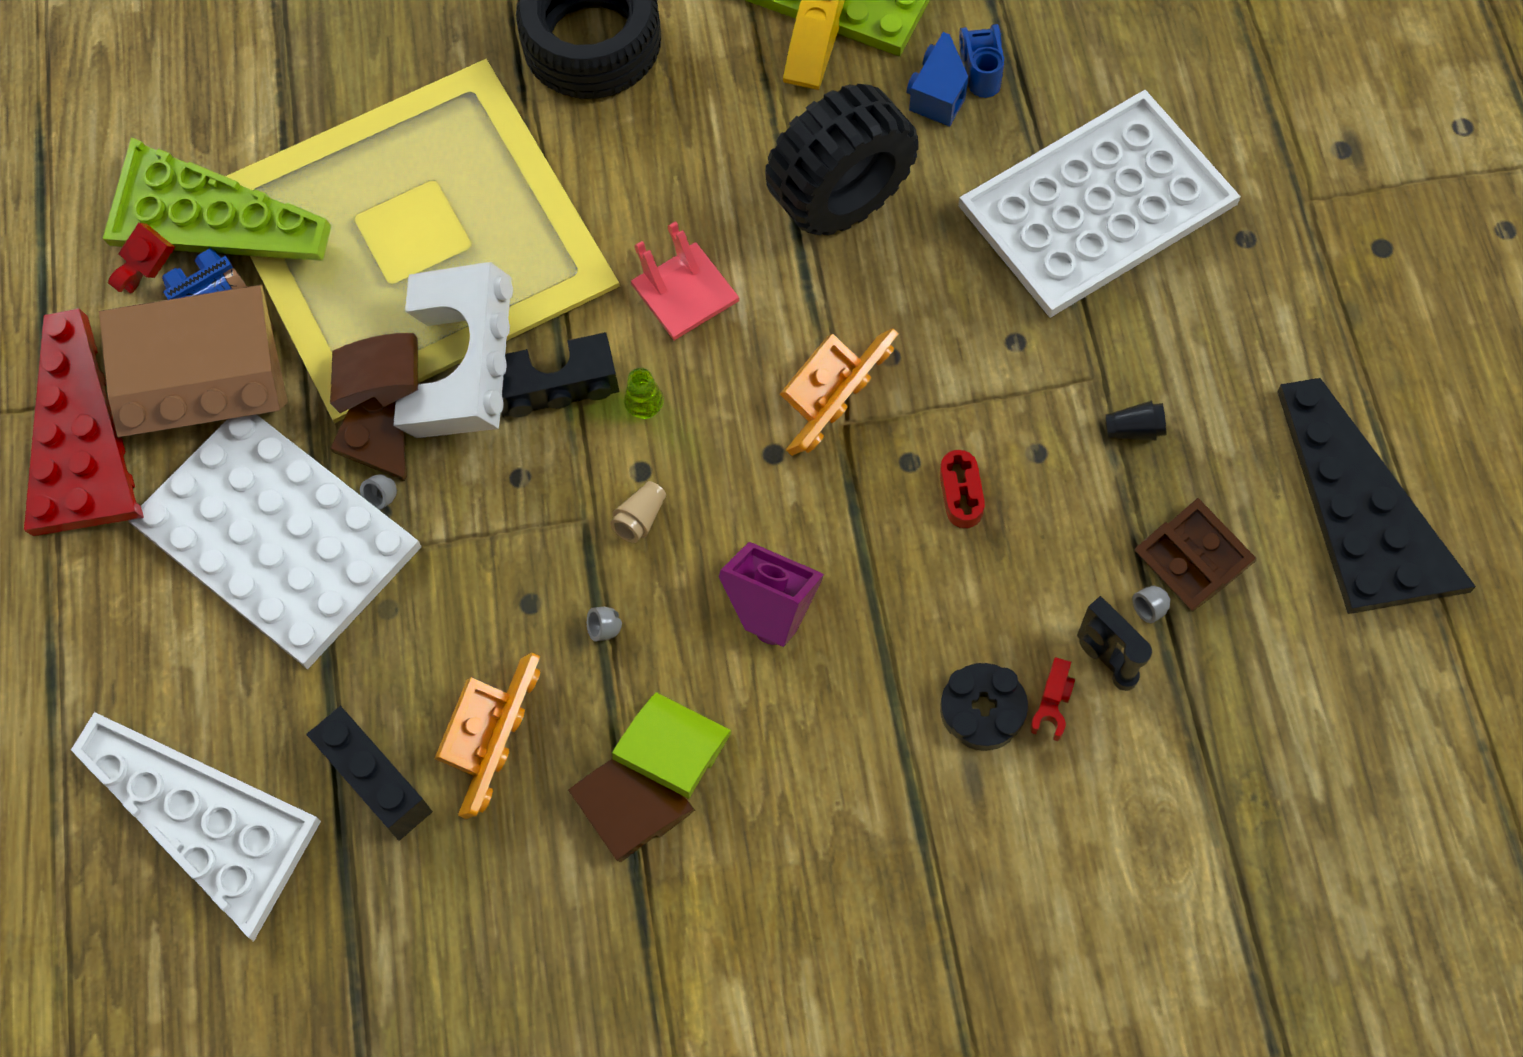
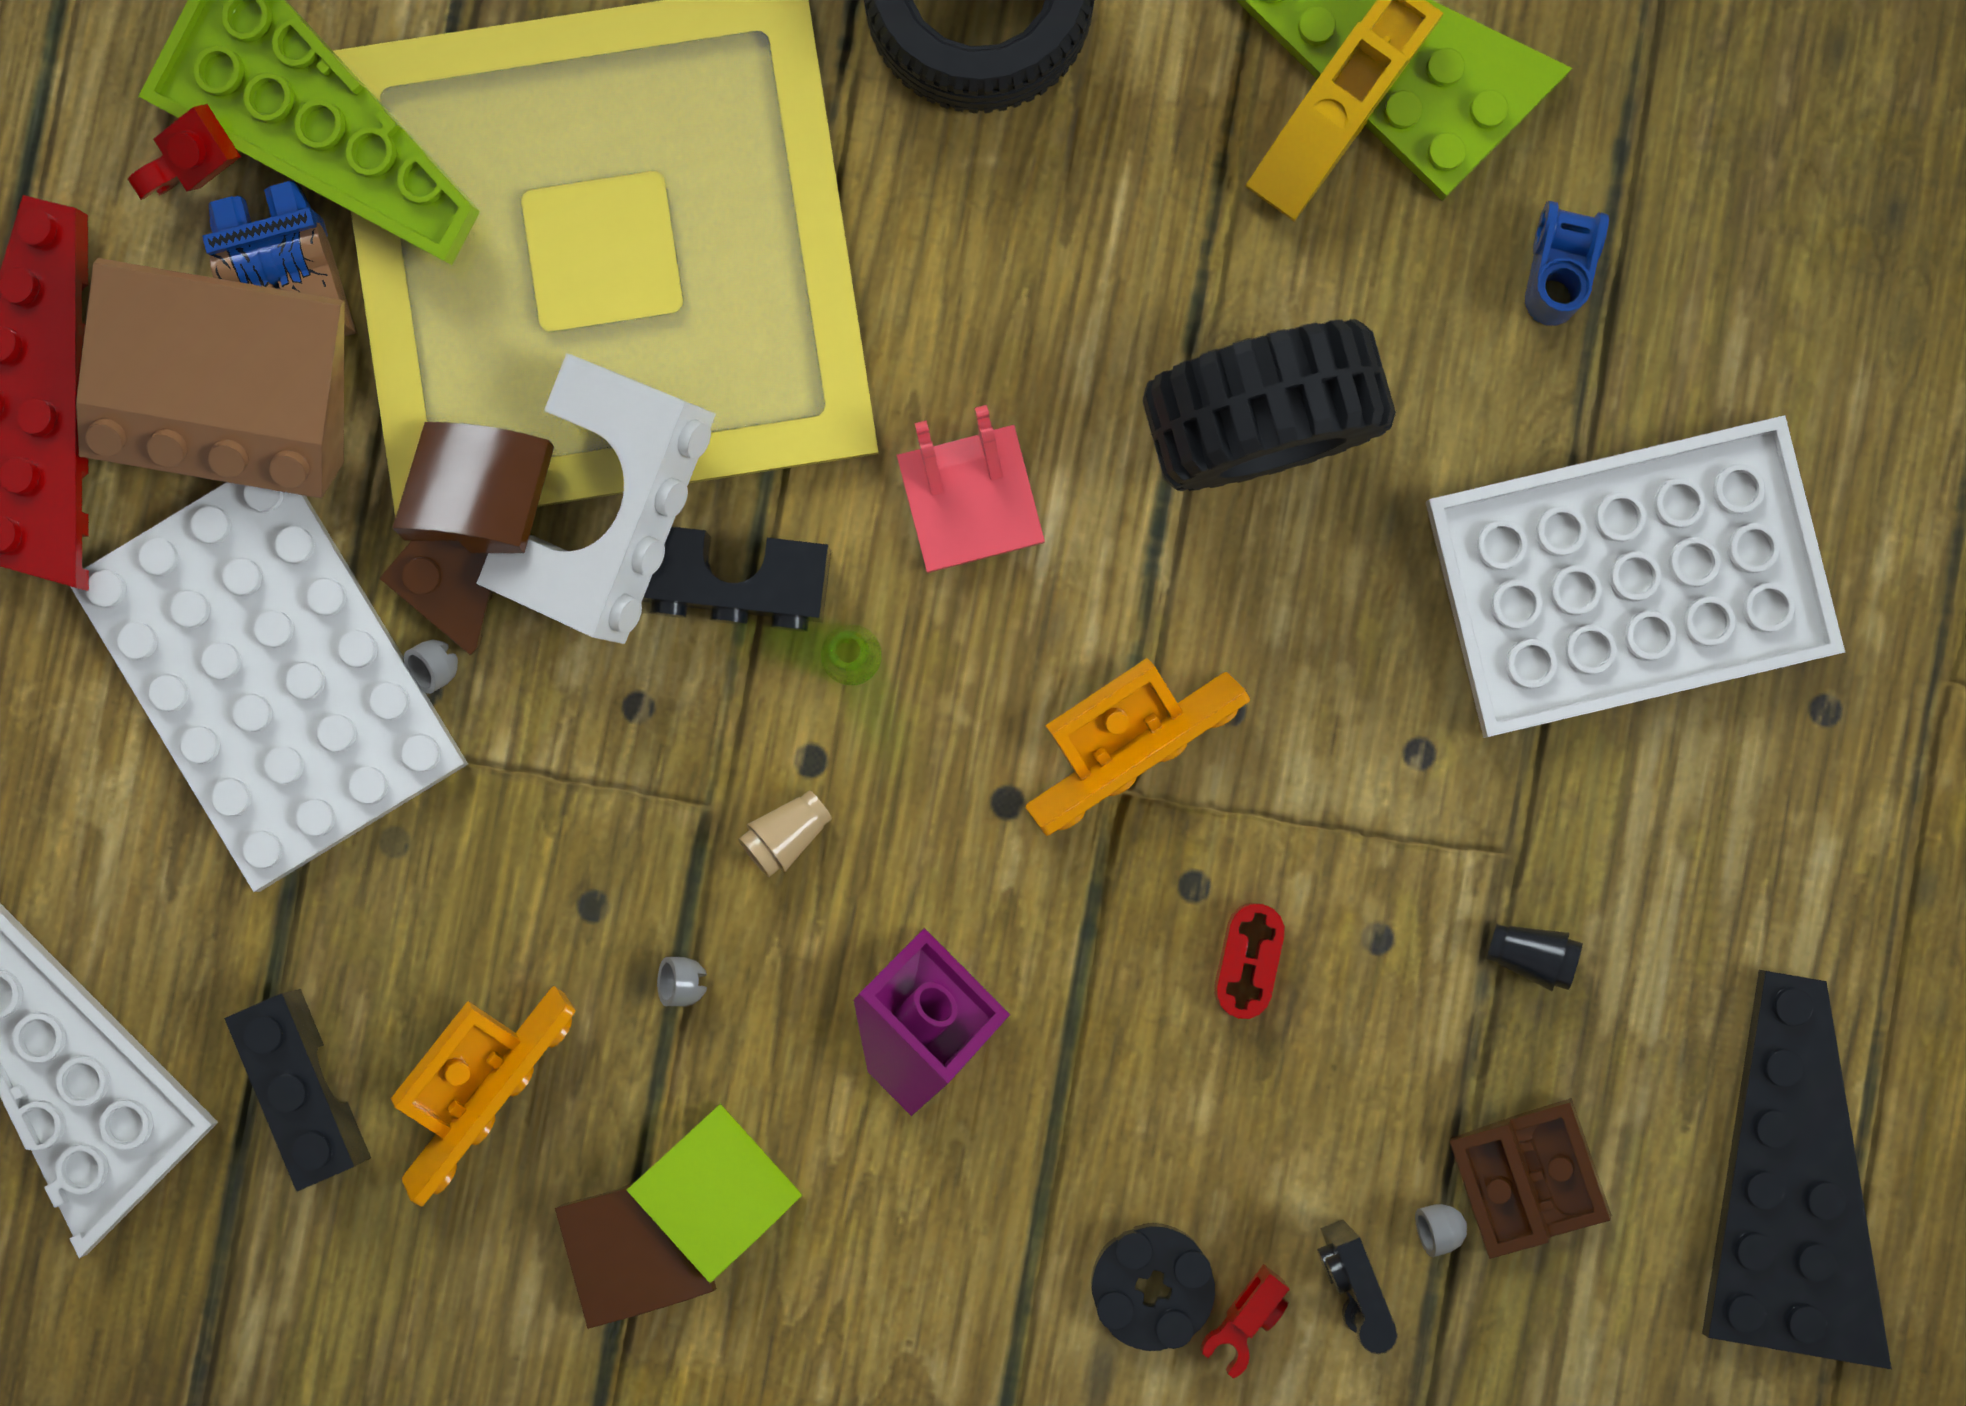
camera: 15 degrees right, 20 degrees up
(941, 83) = (1484, 287): blue slope -> none

